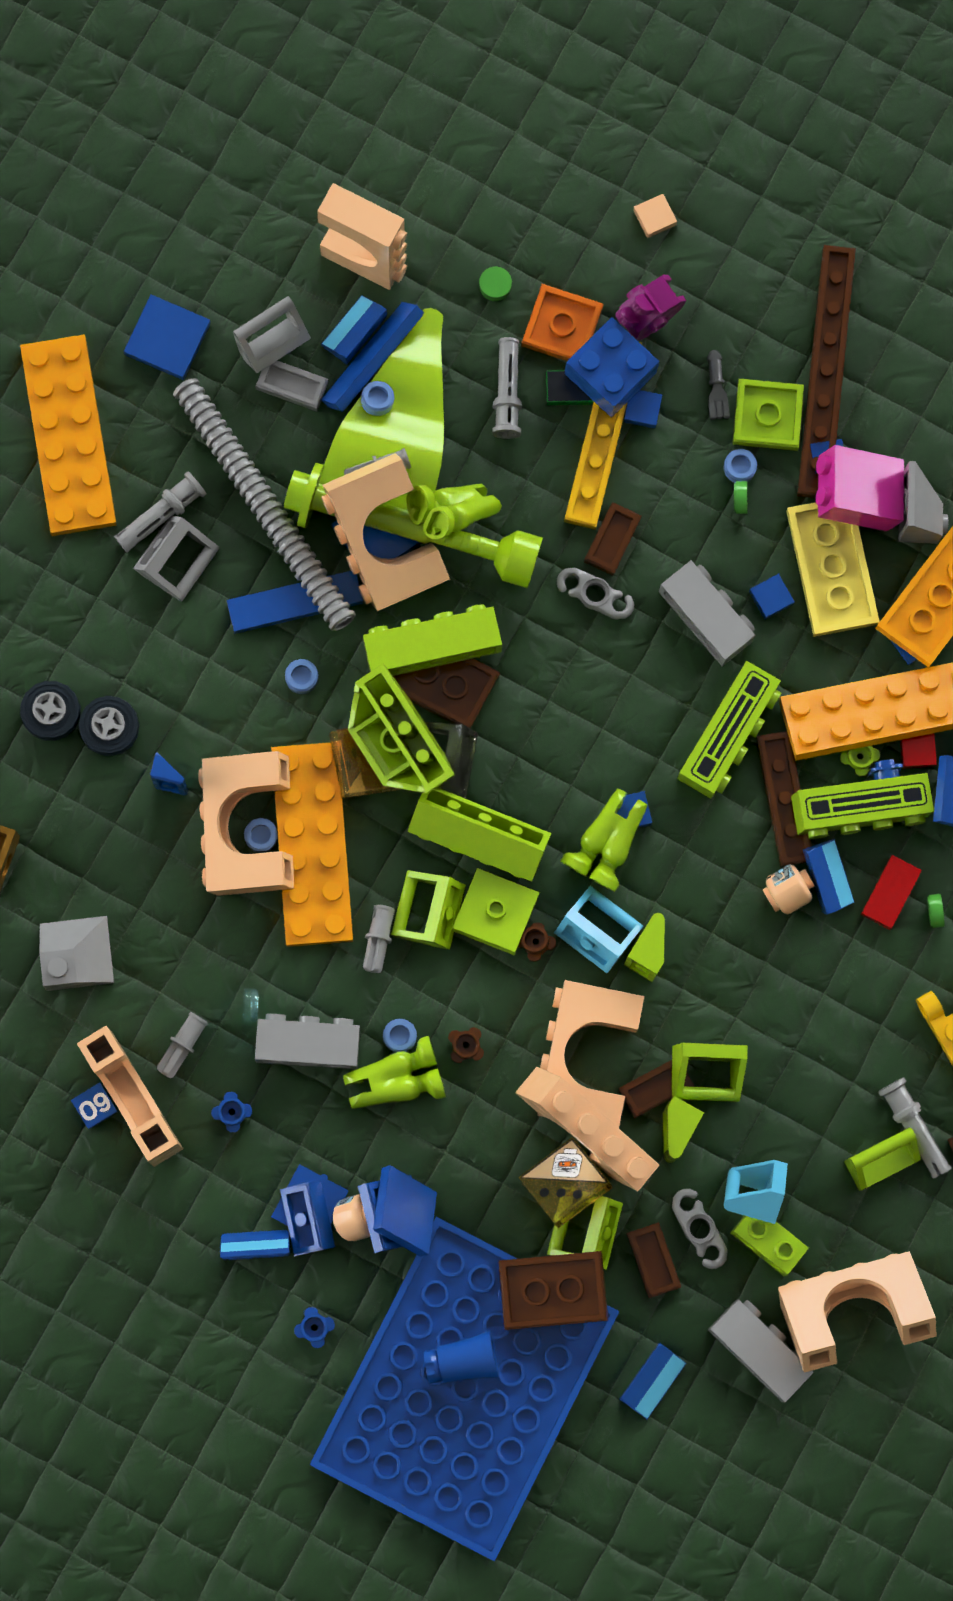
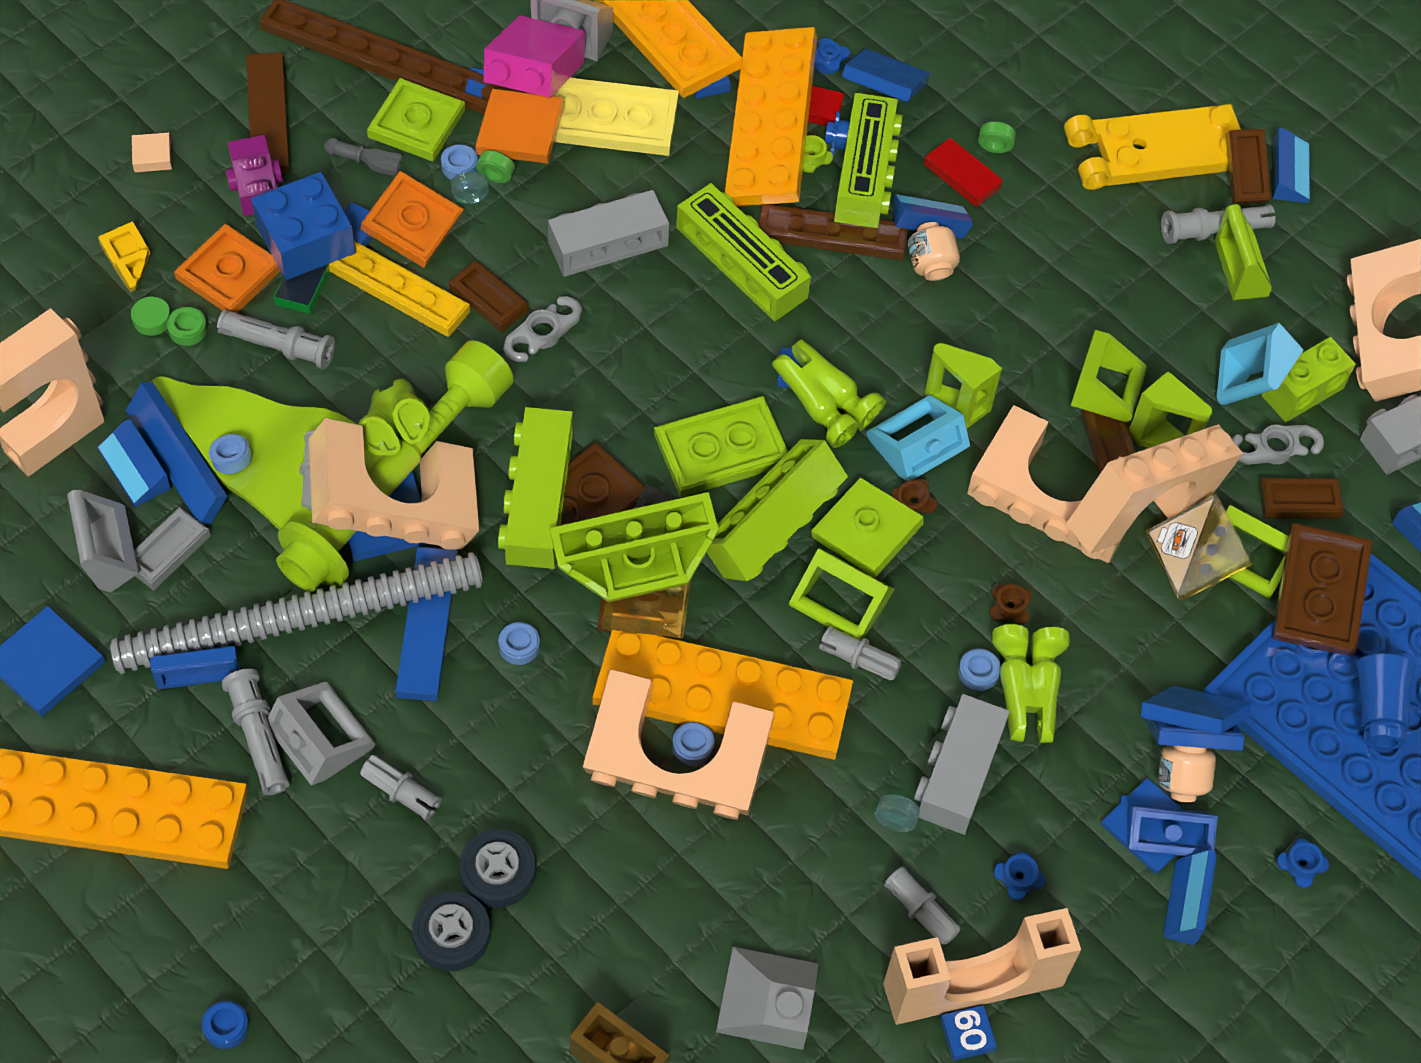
camera: 70 degrees left, 20 degrees down
(150, 633) = (400, 786): none -> light grey axle
(166, 777) = (589, 809): blue slope -> none
(194, 448) = (194, 667): none -> blue tile
(496, 315) = (187, 326): none -> bright green tile
(535, 773) = (721, 446): none -> lime tile
(547, 240) = (126, 253): none -> yellow slope
(663, 449) = (411, 219): none -> orange tile
(710, 484) = (469, 187): none -> clear light blue tile
(734, 290) = (268, 104): none -> reddish brown tile
(771, 596) = (611, 177): blue tile -> none
(784, 502) = (520, 125): none -> orange tile

